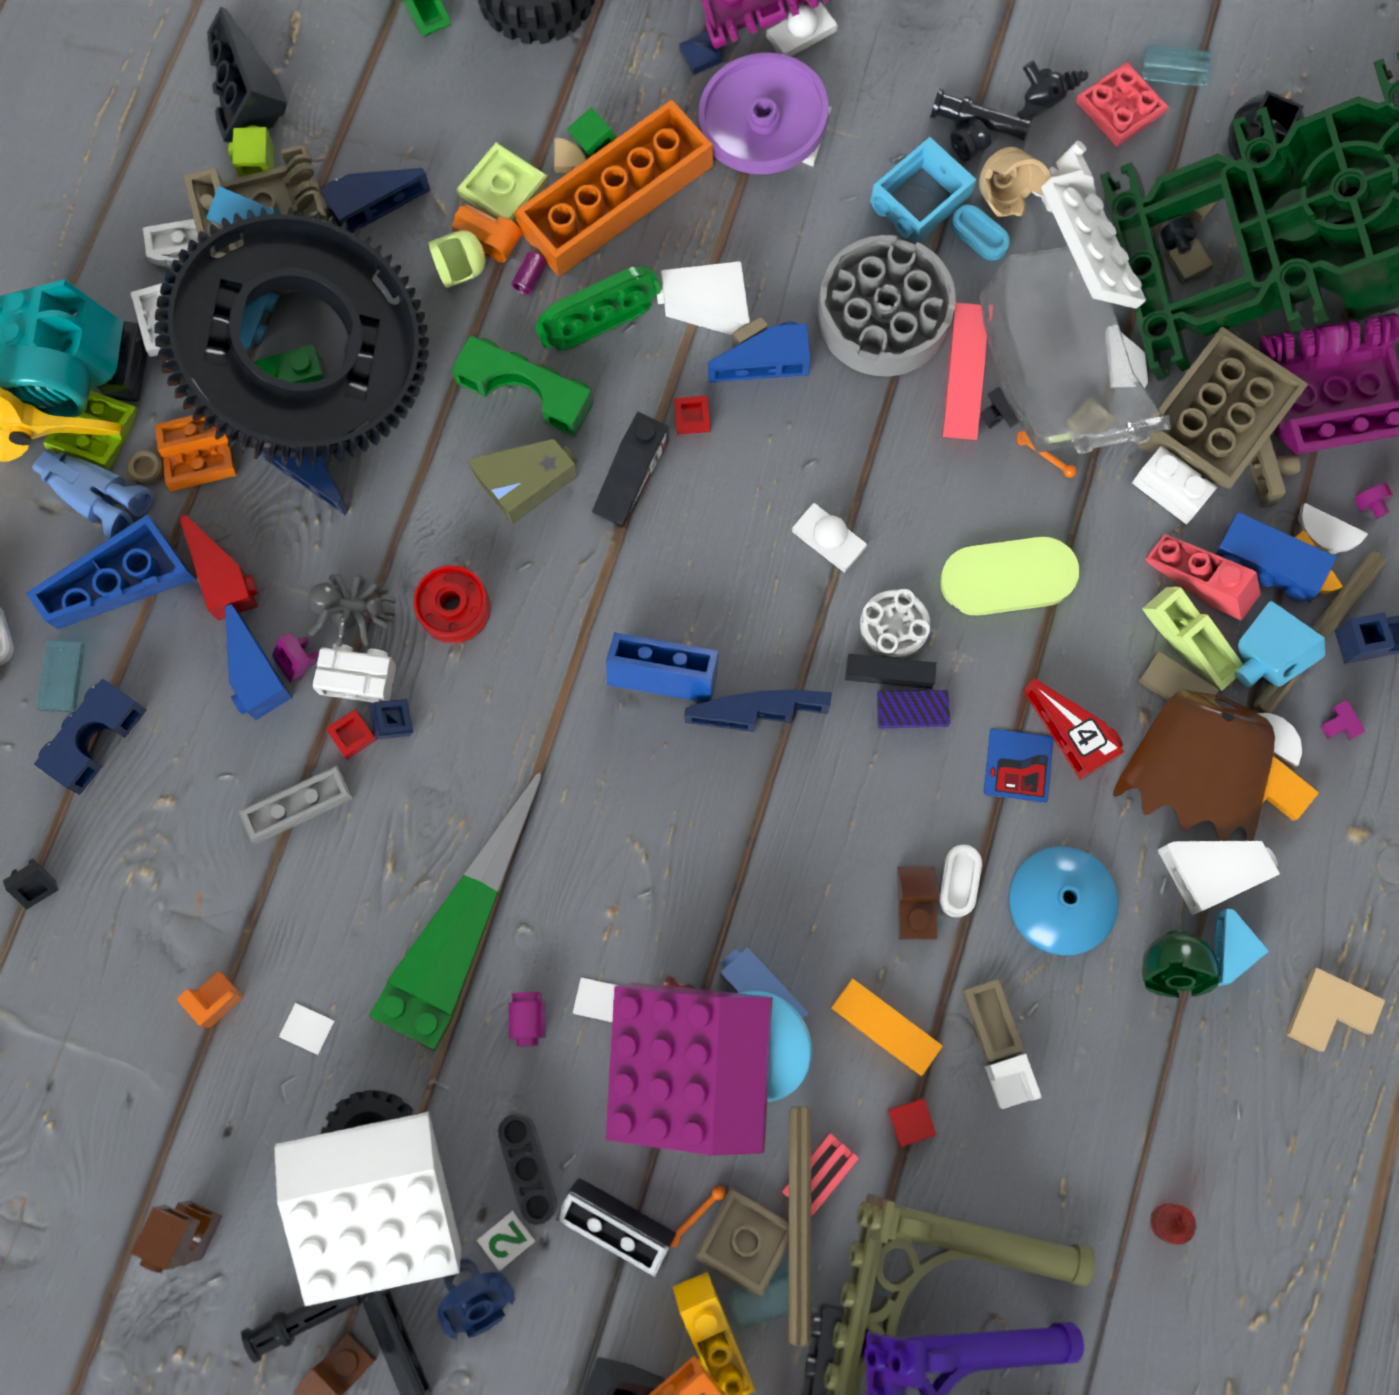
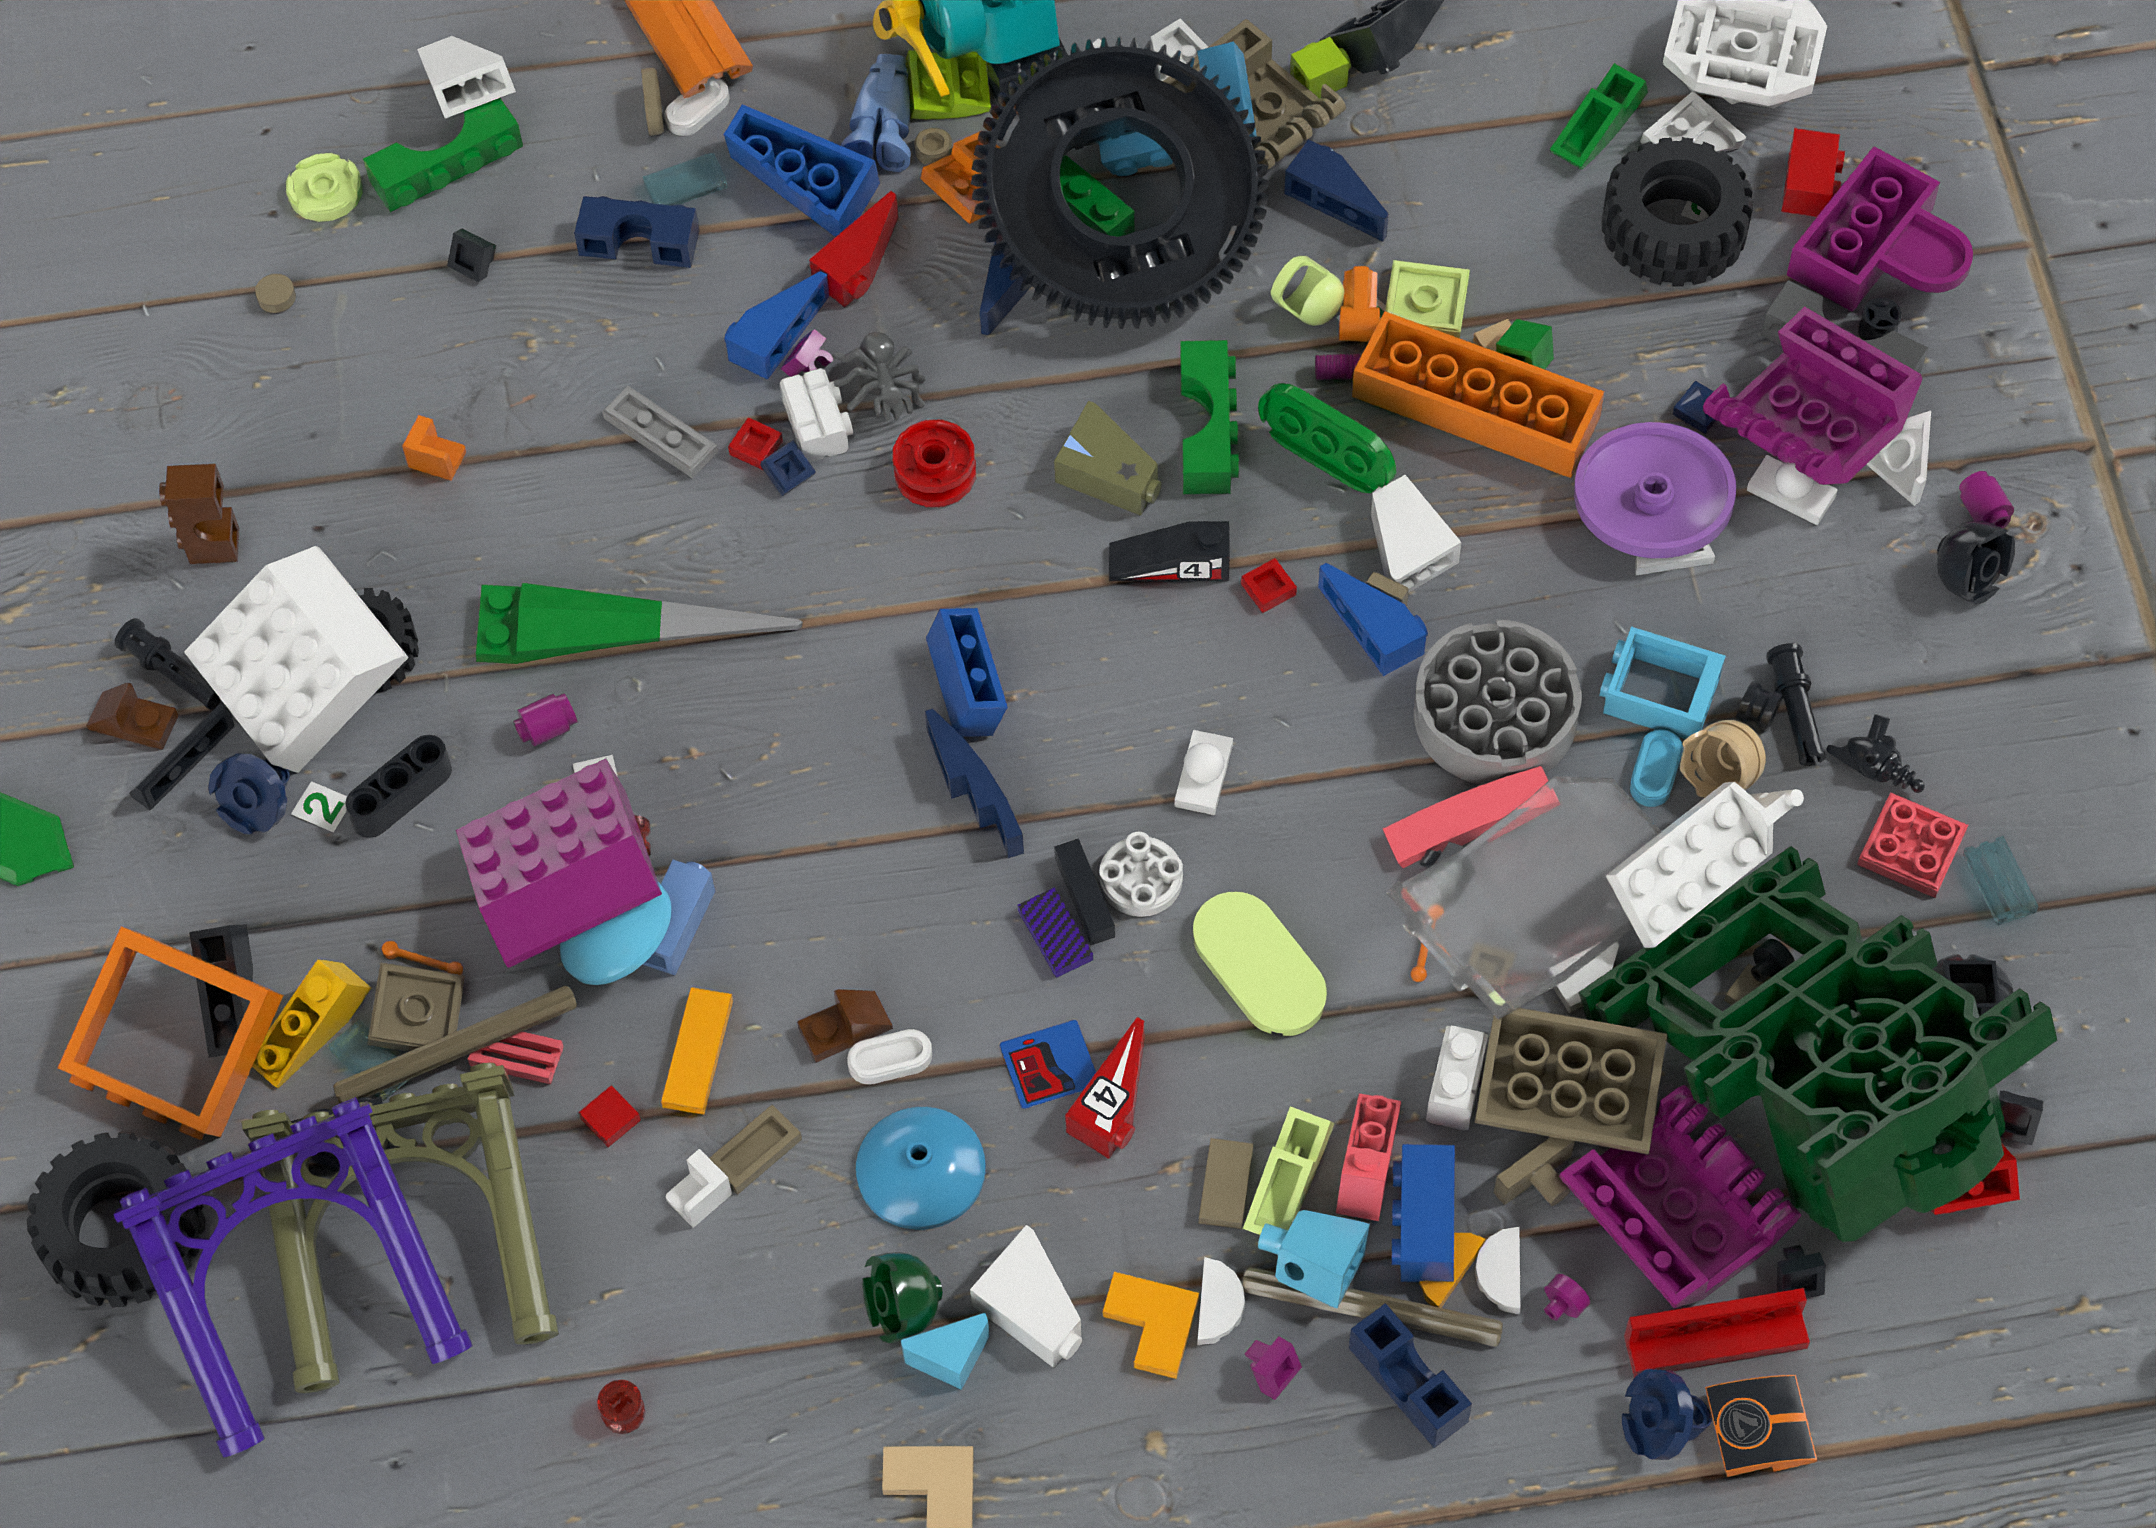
camera: 65 degrees right, 15 degrees down
(306, 1028) = (446, 545): white sticker -> none
(616, 1226) = (379, 891): black slope -> none
(1203, 763) = (1139, 1239): reddish brown piece -> none

